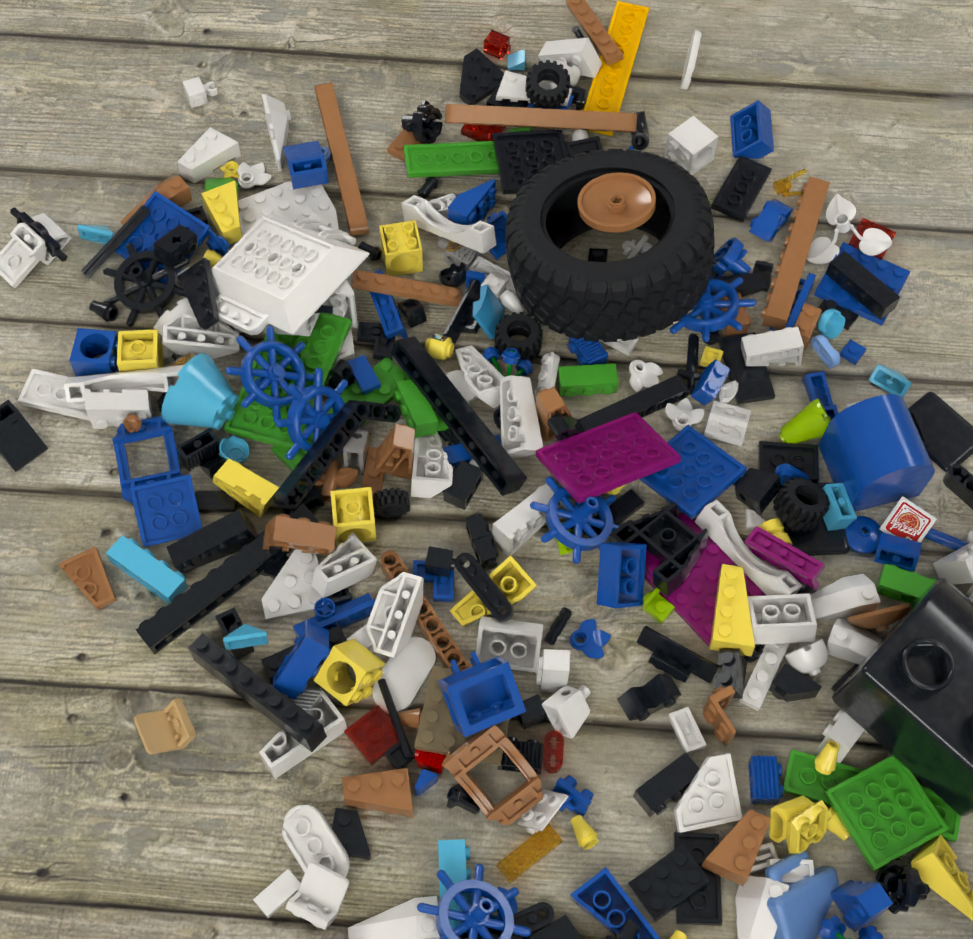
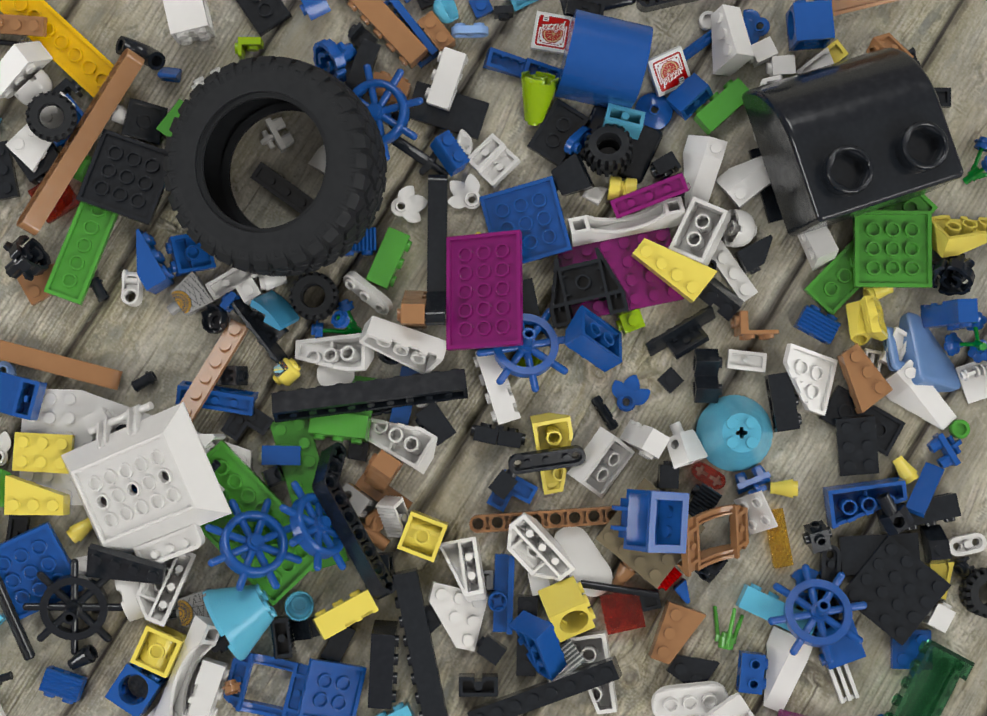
camera: 60 degrees left, 25 degrees up
(73, 305) = (63, 684): none -> blue brick
(175, 245) = (56, 566): black brick -> none
(217, 243) = (63, 521): blue plate -> none
(245, 637) = (493, 680): medium azure slope -> none
(267, 199) = (41, 452): none -> light yellow plate
(276, 629) = (491, 649): none -> black brick
(300, 535) = (428, 596): medium nougat wedge -> none
(361, 478) = (393, 515): none -> white brick
(376, 893) = (751, 672): none -> blue brick
(391, 503) = (424, 495): black tyre -> none
(397, 849) = (727, 639): none -> bright green plant
(401, 248) = (162, 353): light yellow brick -> none
(475, 236) = (189, 286): white arch -> none
(553, 887) = (817, 536): none -> black brick
(610, 757) = (718, 436): none -> medium azure cone
(616, 202) = (259, 149): medium nougat dish -> none
(624, 670) = (670, 380): none -> black plate
(709, 355) = (424, 134): light yellow plate -> none
(827, 759) = (832, 269): light yellow cone -> none
(828, 560) = (664, 166): none -> black brick
(860, 369) = (503, 12): none -> black plate
(880, 618) = (739, 150): medium nougat dish -> none

